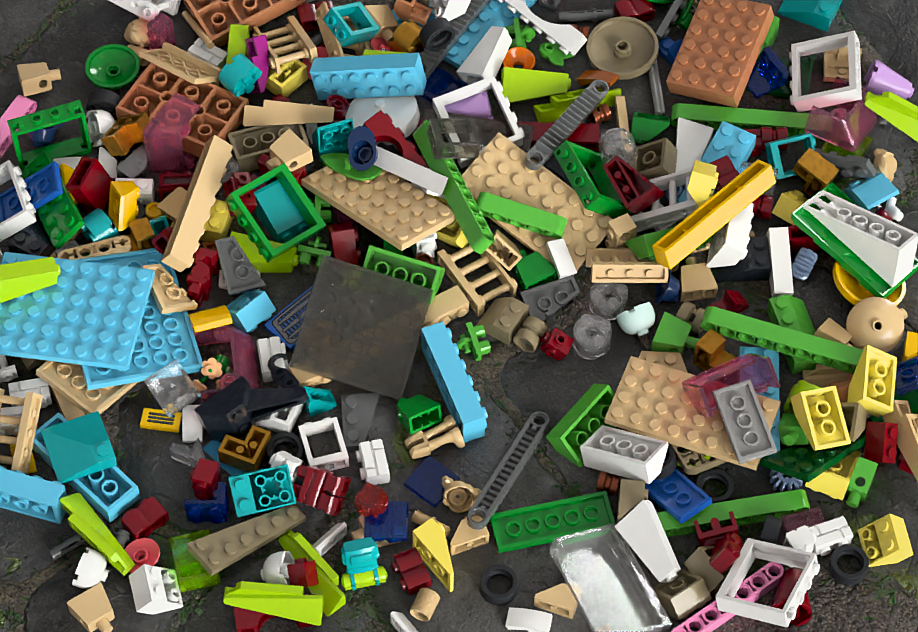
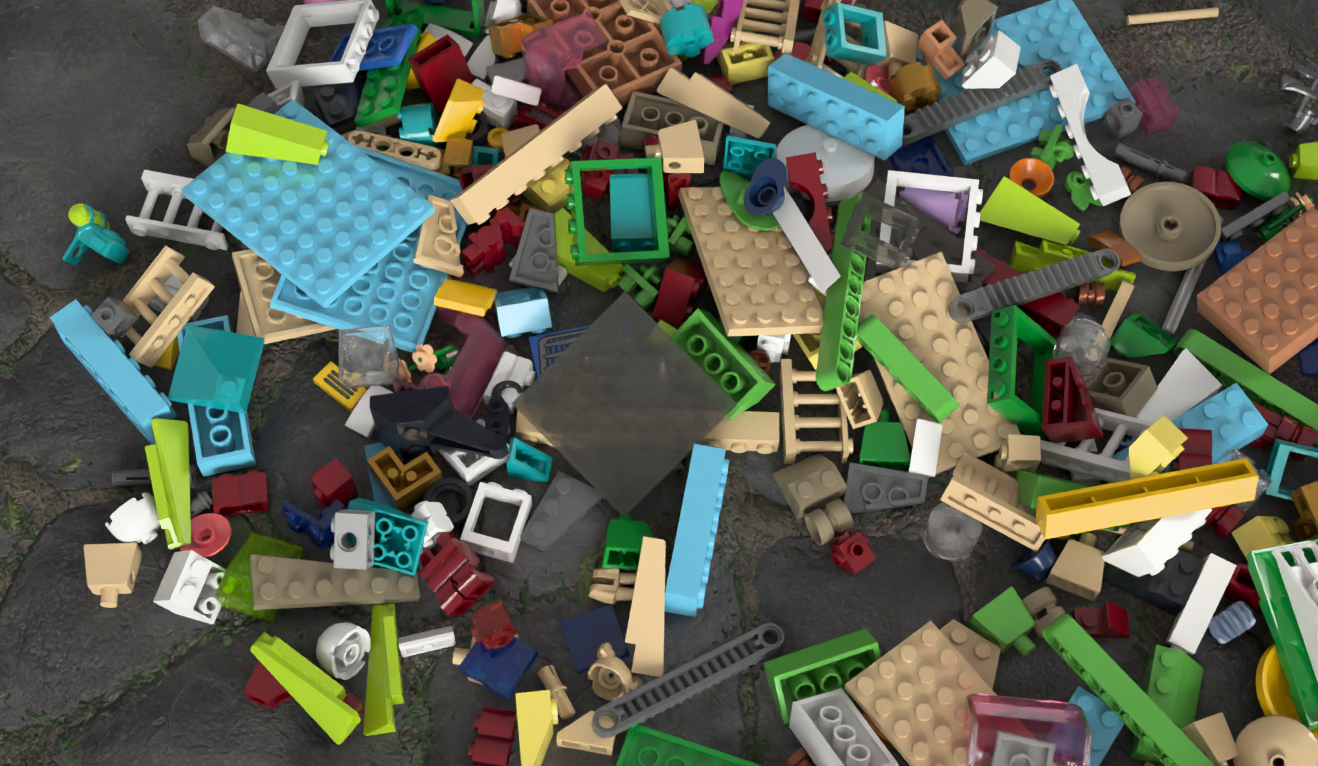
camera: 30 degrees right, 5 degrees up
(37, 385) = (220, 273): white brick -> none
(149, 171) = (515, 90): none -> white slope
(185, 455) = (345, 450): clear slope -> none
(255, 507) = (362, 525): none -> light grey brick
(303, 573) = (363, 667): dark red brick -> none
(341, 108) = (780, 126): dark red wheel -> none
(361, 564) = (437, 697): teal piece -> none
(373, 461) = (540, 576): white brick -> none
(442, 39) = (946, 86): black tyre -> none
(457, 442) = (647, 610): none -> tan wedge
(473, 334) = (762, 482): bright green hips -> none
(486, 56) = (995, 153): white slope -> none
(592, 336) = (905, 580): clear brick -> none
(637, 320) = (972, 577): light aqua cylinder -> none
(710, 351) = (1037, 674): pearl gold brick -> none

